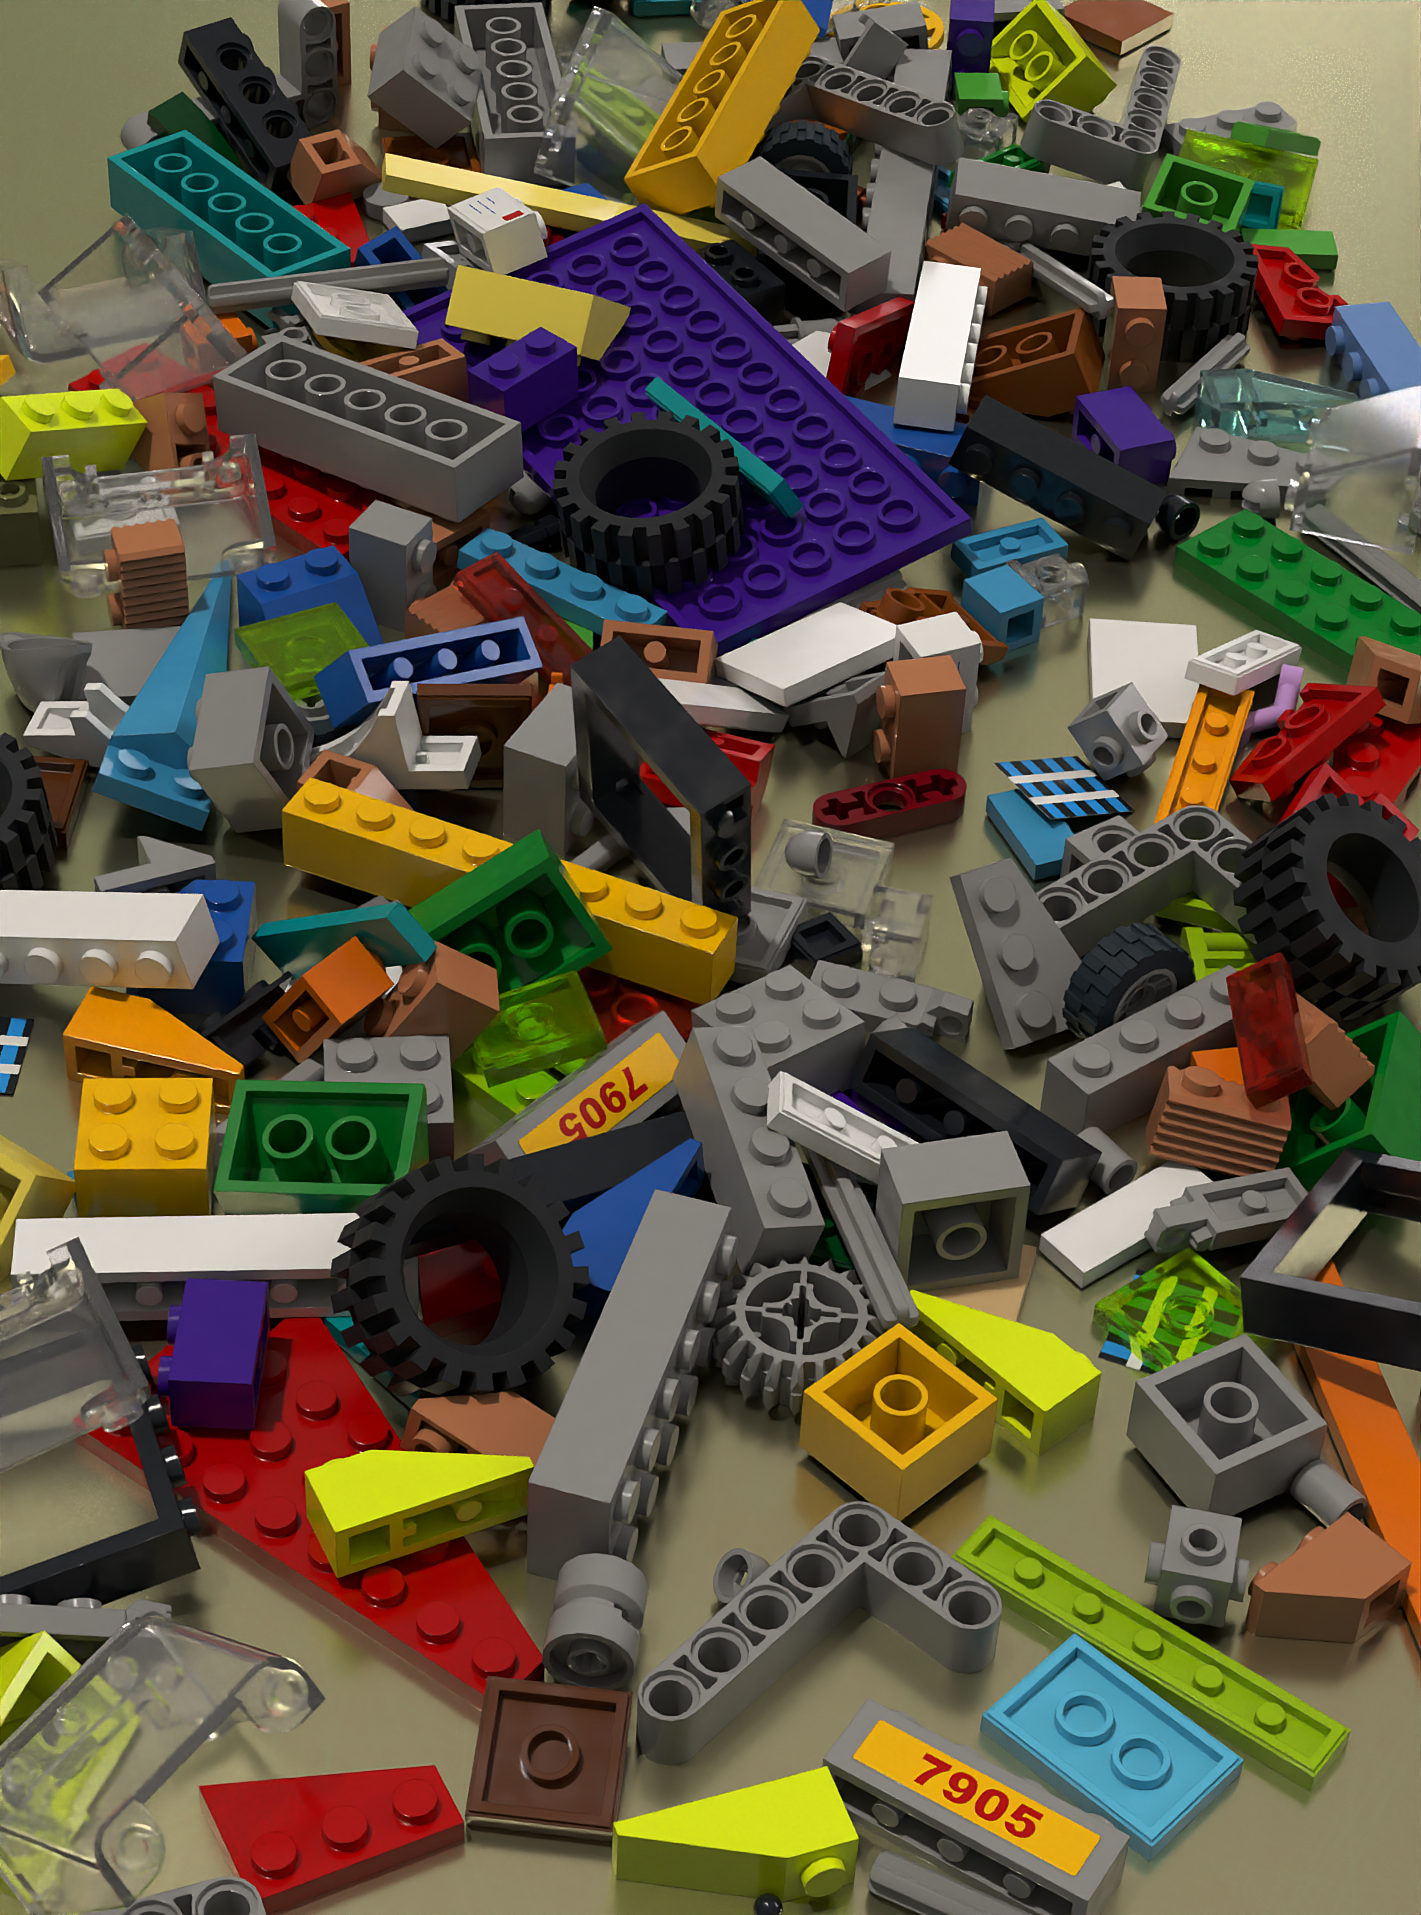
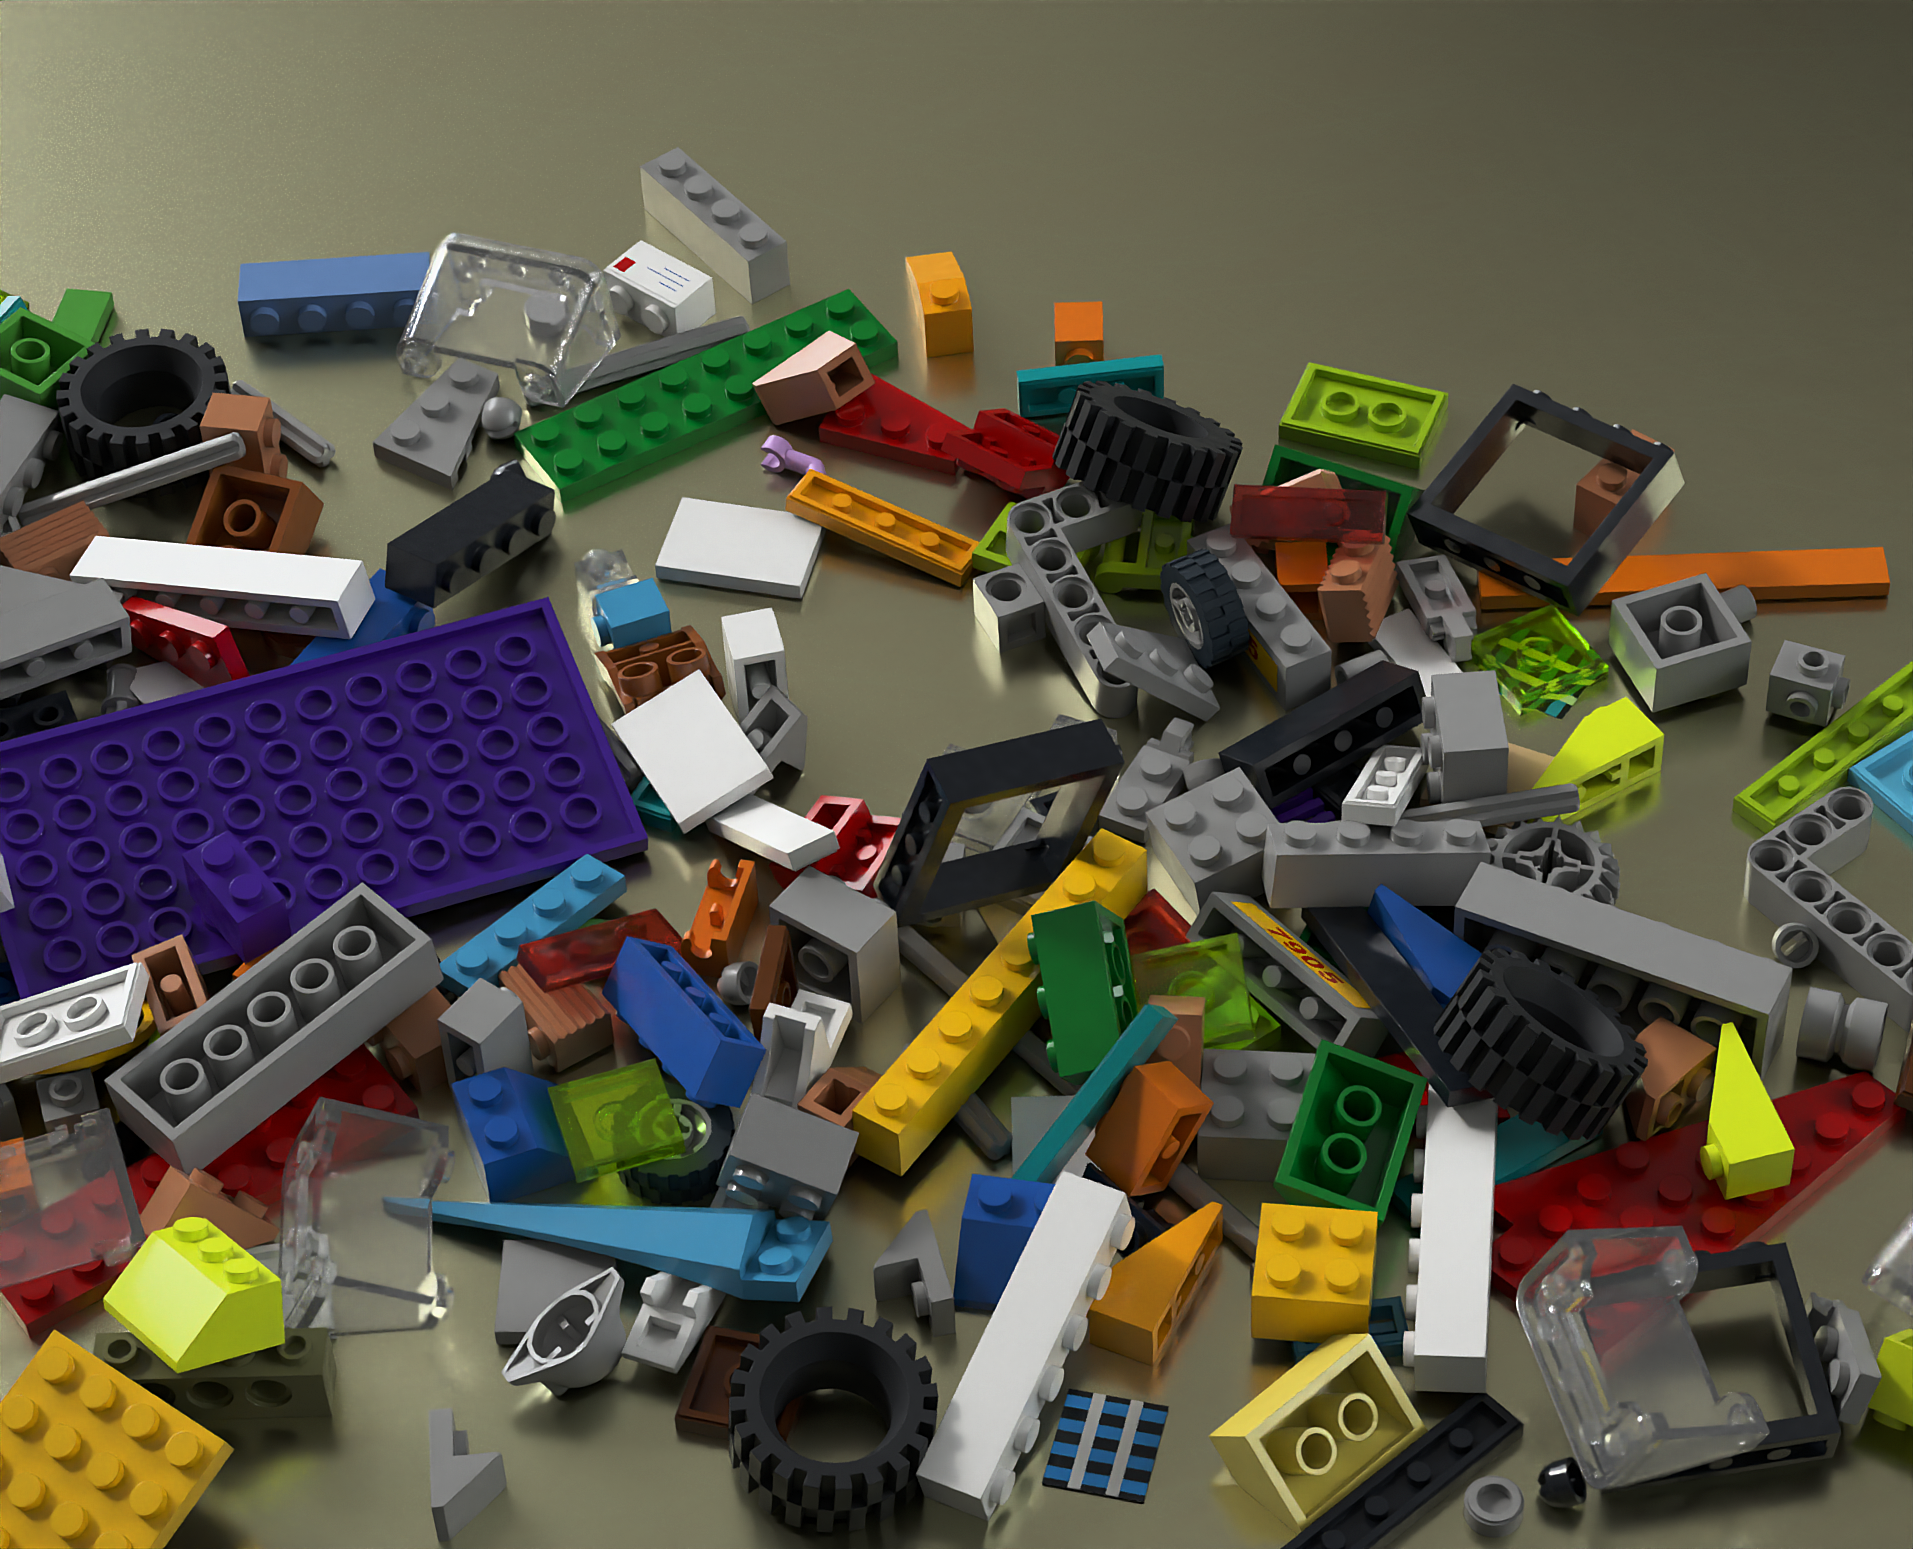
camera: 75 degrees left, 5 degrees up
(147, 575) = (463, 1240): nougat brick -> none
(216, 1354) = (1549, 1209): dark purple brick -> none
(512, 307) = (116, 872): light yellow slope -> none
(643, 462) = (456, 772): black tyre -> none
(668, 650) = (672, 861): nougat brick -> none
(752, 470) = (395, 754): teal tile -> none
(897, 1422) = (1661, 824): yellow brick -> none
(919, 716) = (815, 682): nougat brick -> none
(925, 801) = (896, 726): dark red beam -> none
(1020, 541) = (537, 581): dark azure plate -> none
(1029, 832) = (941, 652): dark azure tile -> none
(1063, 787) = (889, 623): sticker -> none
(1118, 733) = (846, 565): light grey brick -> none
(1124, 432) = (382, 494): dark purple brick -> none
(1243, 662) = (761, 469): white tile -> none
(1262, 404) = (360, 390): clear light blue slope -> none
(1292, 294) = (215, 325): red wing -> none
(1306, 739) = (871, 449): red wing -> none
(1330, 1587) = (1812, 610): nougat slope -> none

